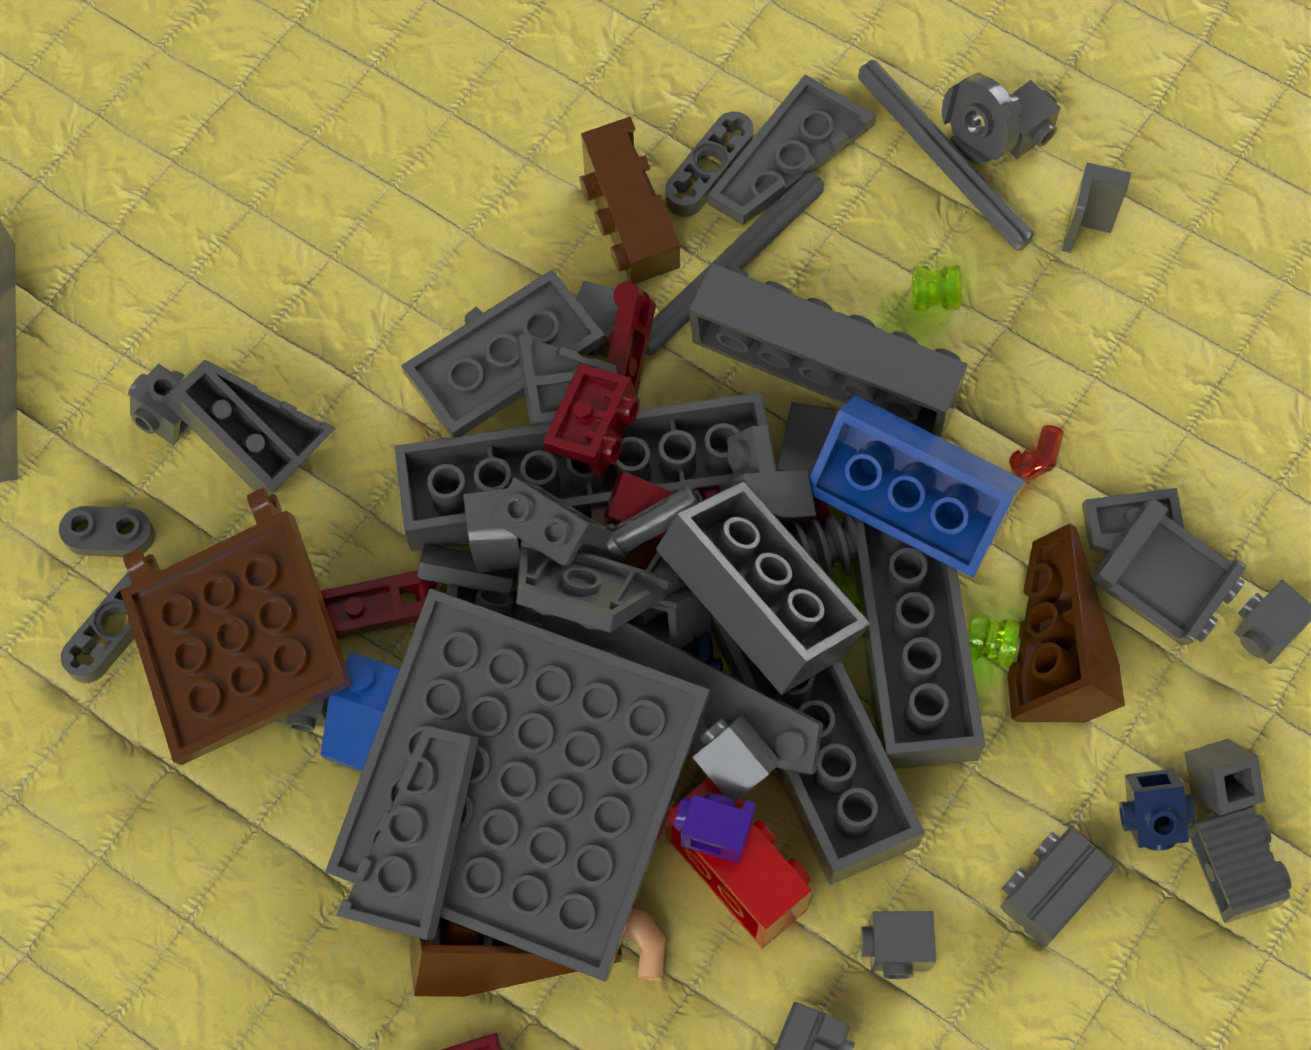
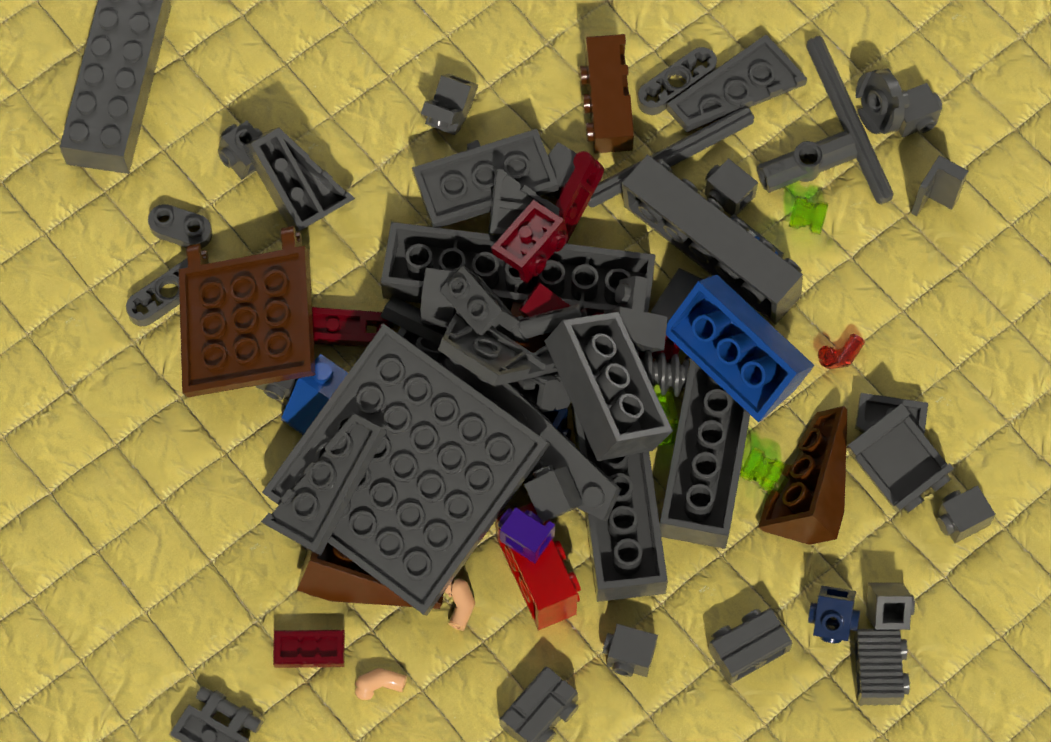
camera: 15 degrees right, 0 degrees up
(424, 270) = (450, 103): none -> dark grey brick
(824, 276) = (730, 187): none -> dark grey brick
(927, 205) = (824, 154): none -> dark grey piece

